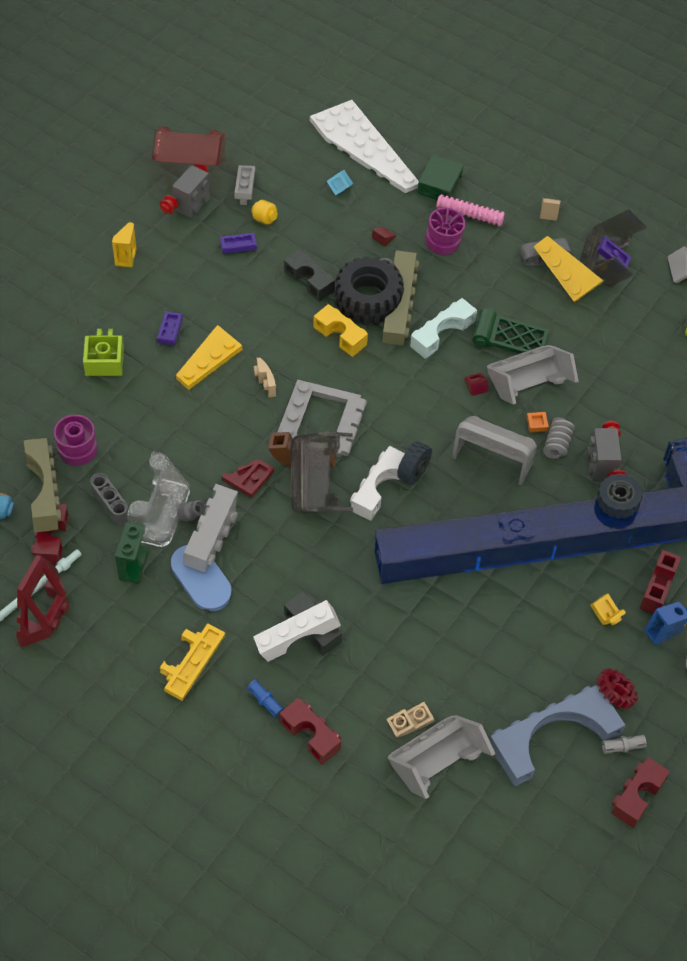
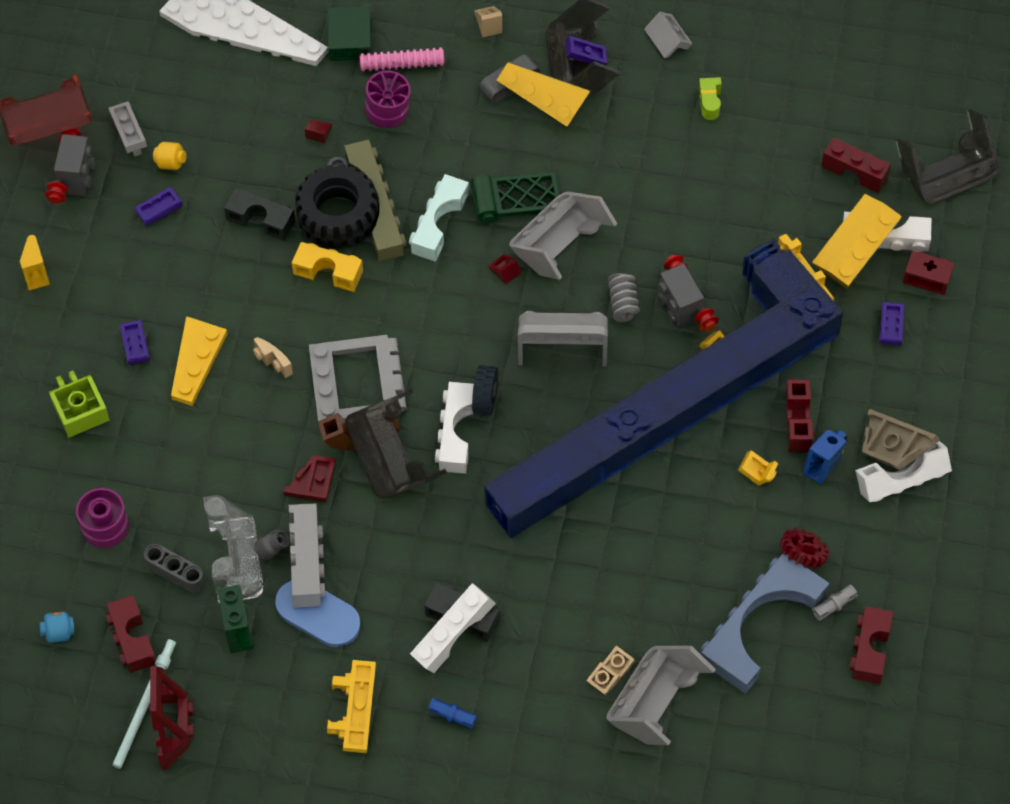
camera: 20 degrees left, 5 degrees up
(44, 507) = (71, 556): olive arch -> none
(299, 717) = (499, 715): dark red arch -> none
(339, 182) = (236, 83): medium azure panel -> none
(537, 422) = (591, 287): orange plate -> none
(619, 506) = (721, 353): black wheel -> none

